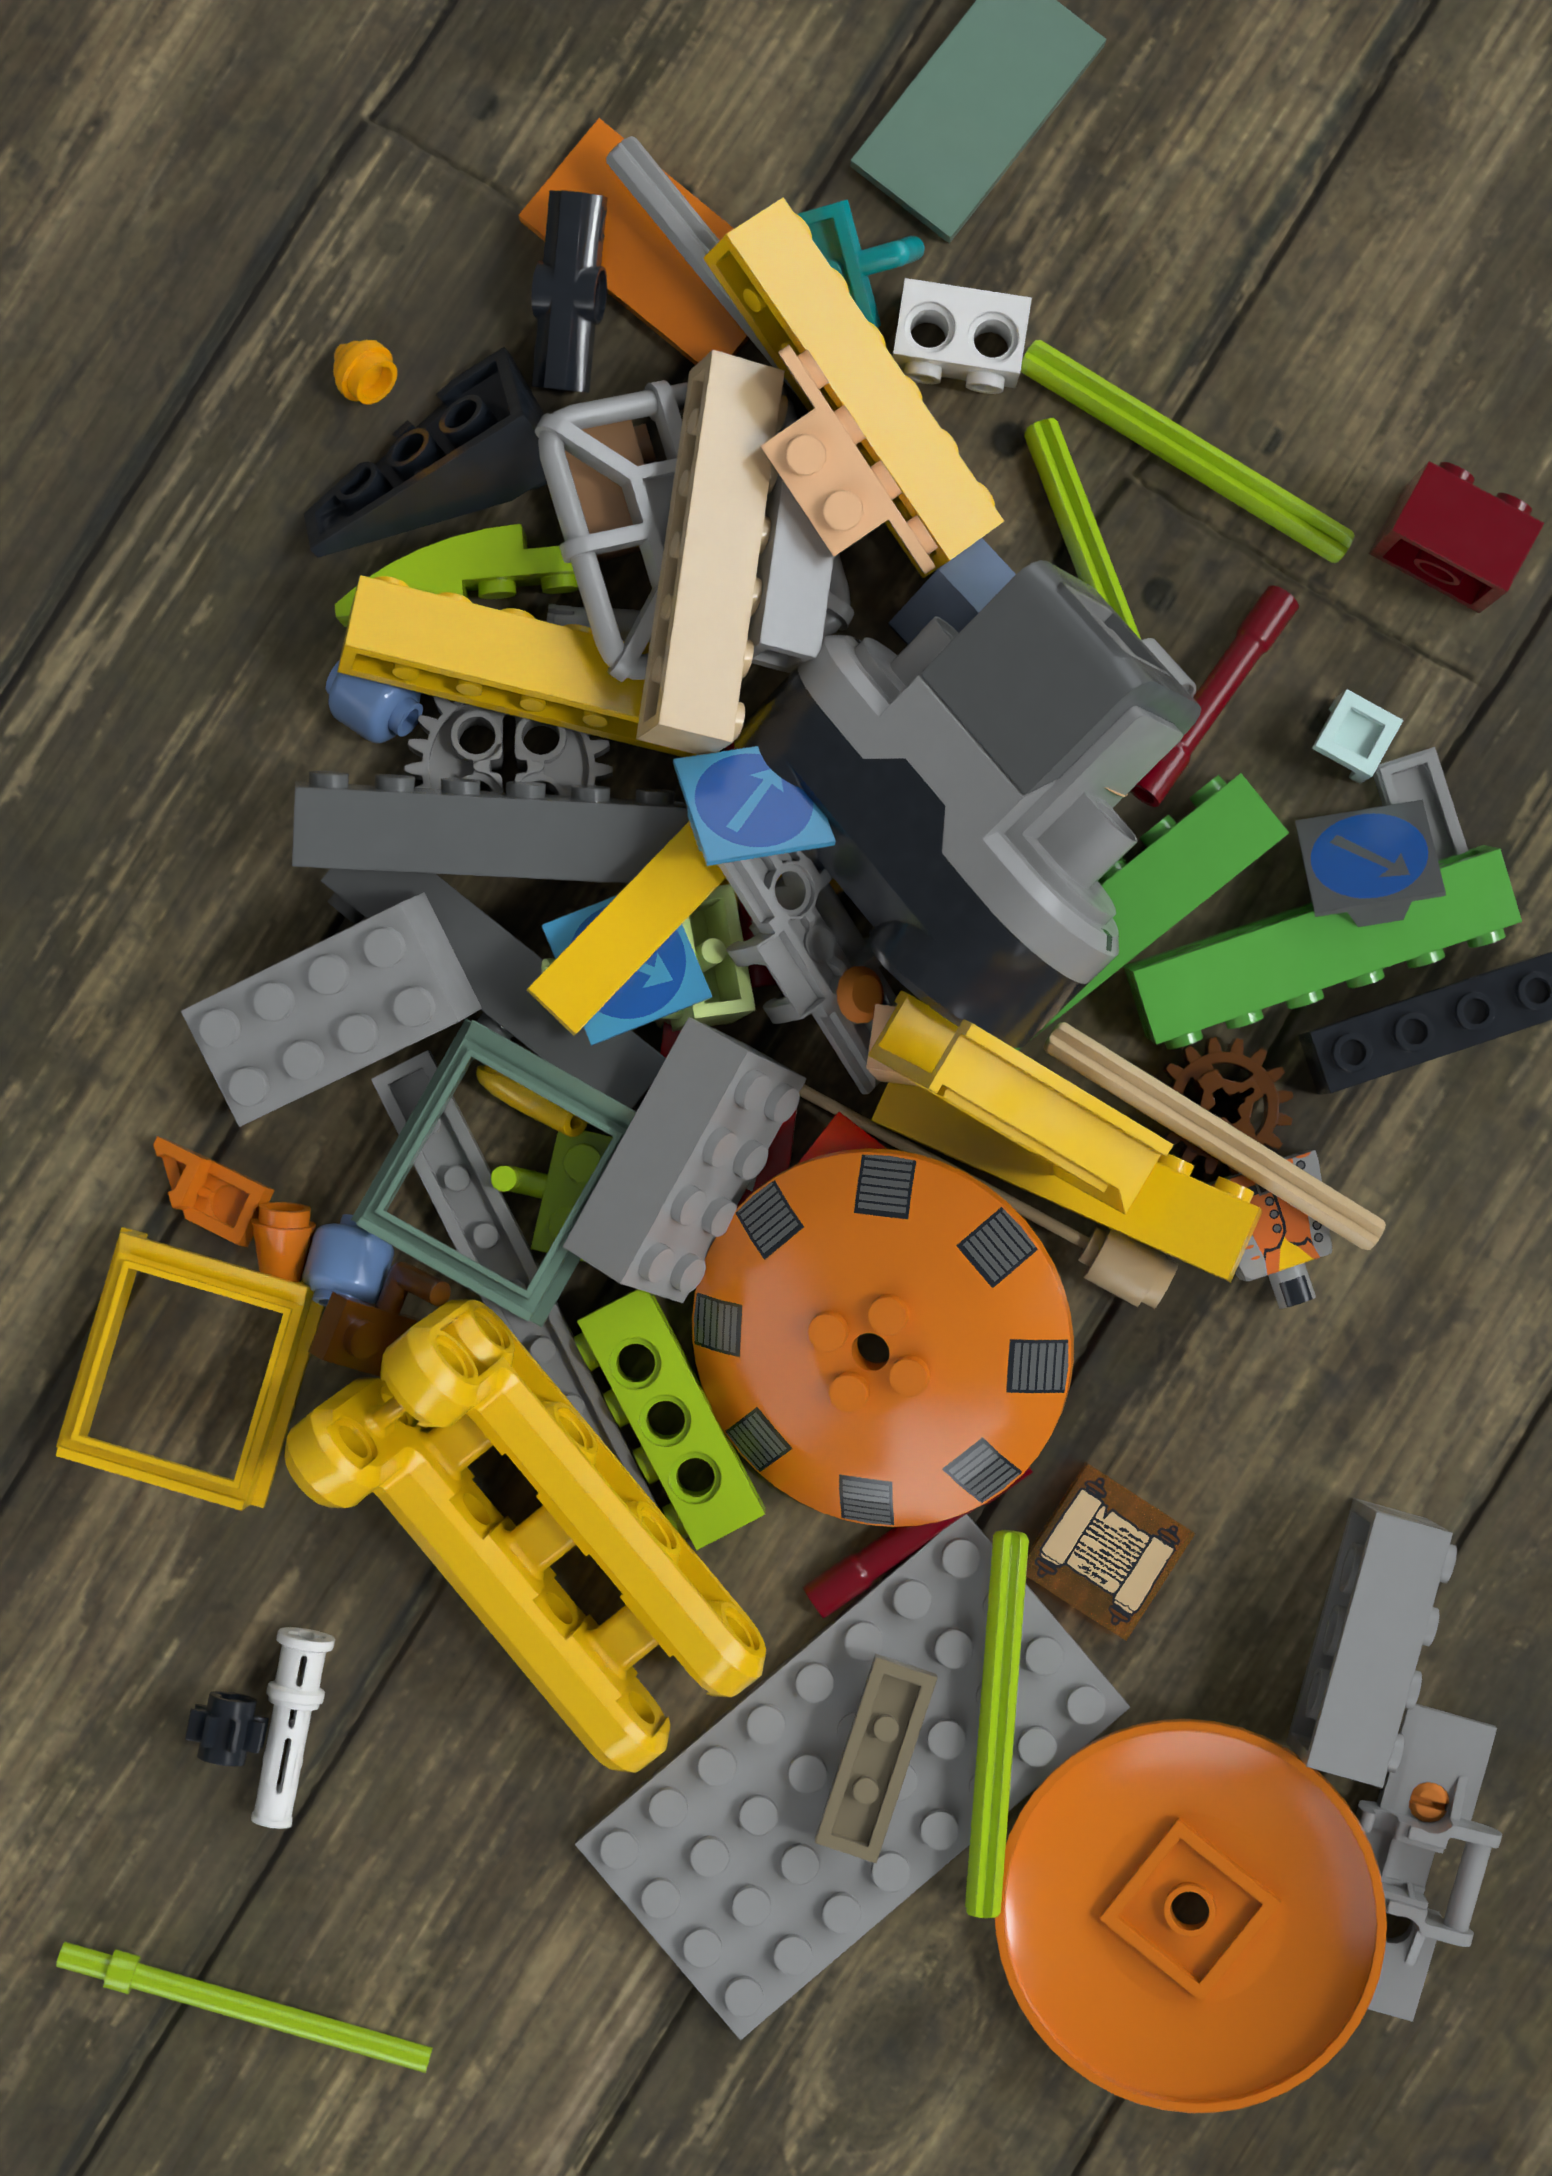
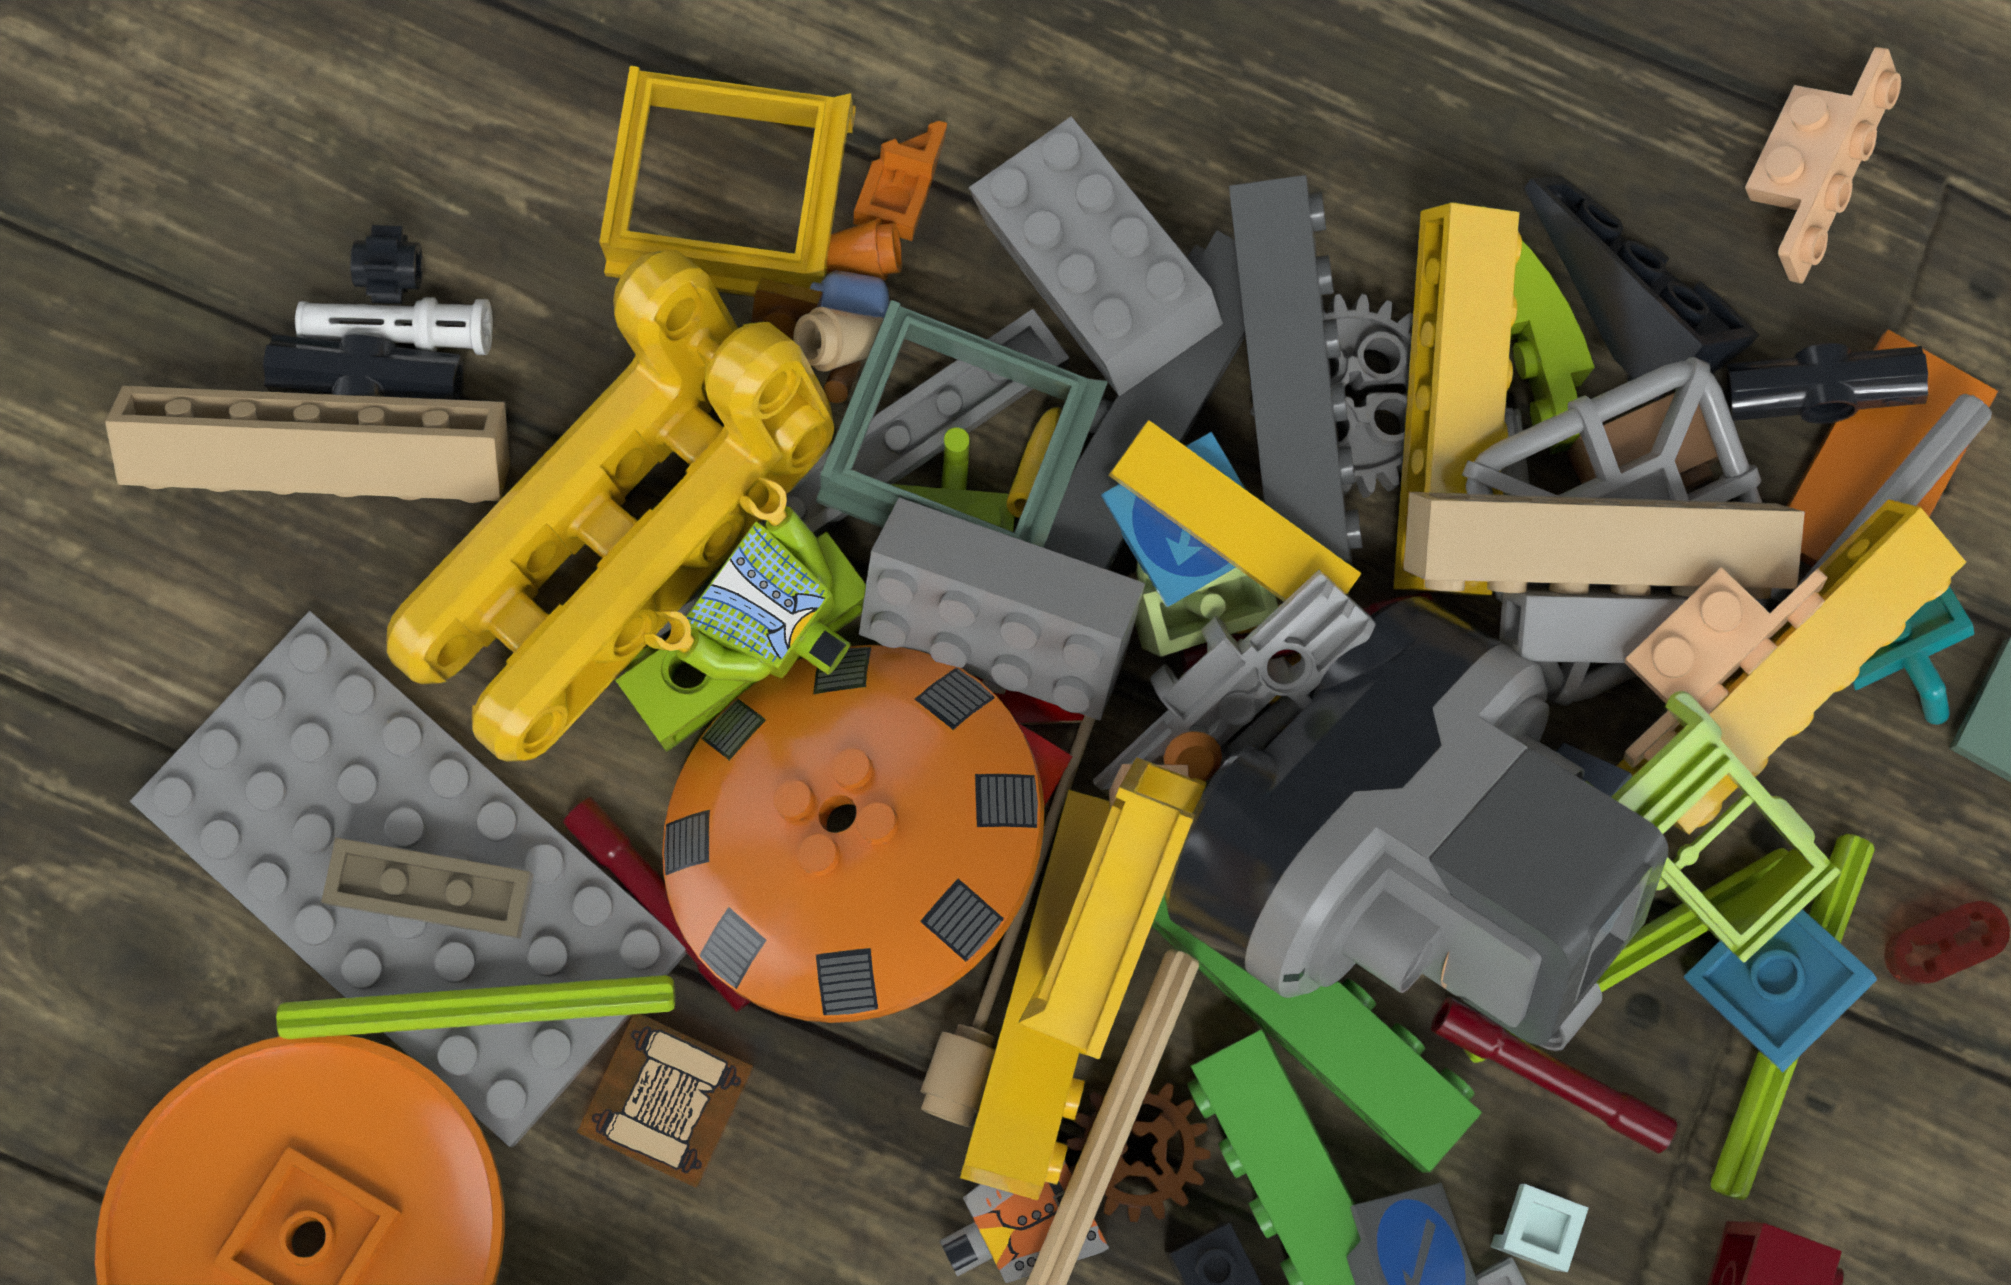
camera: 75 degrees right, 10 degrees down
(125, 1972) = (141, 208): lime bar -> none
(323, 249) = (1816, 155): none -> light nougat bracket
(337, 1764) = (360, 368): none -> black piece
(364, 371) = (1708, 209): light orange plate -> none
(371, 707) = (1390, 260): medium blue head -> none
(385, 1285) = (835, 337): none -> tan cone
(406, 1826) = (309, 443): none -> tan brick
(649, 1397) = (761, 604): none -> torso
(746, 809) = (1361, 606): piece -> none
(962, 316) = (1881, 770): white brick -> none
(966, 527) = (1676, 782): none -> lime piece
(1154, 283) = (1952, 957): none -> clear red beam
(1155, 460) = (1785, 989): none -> dark azure plate

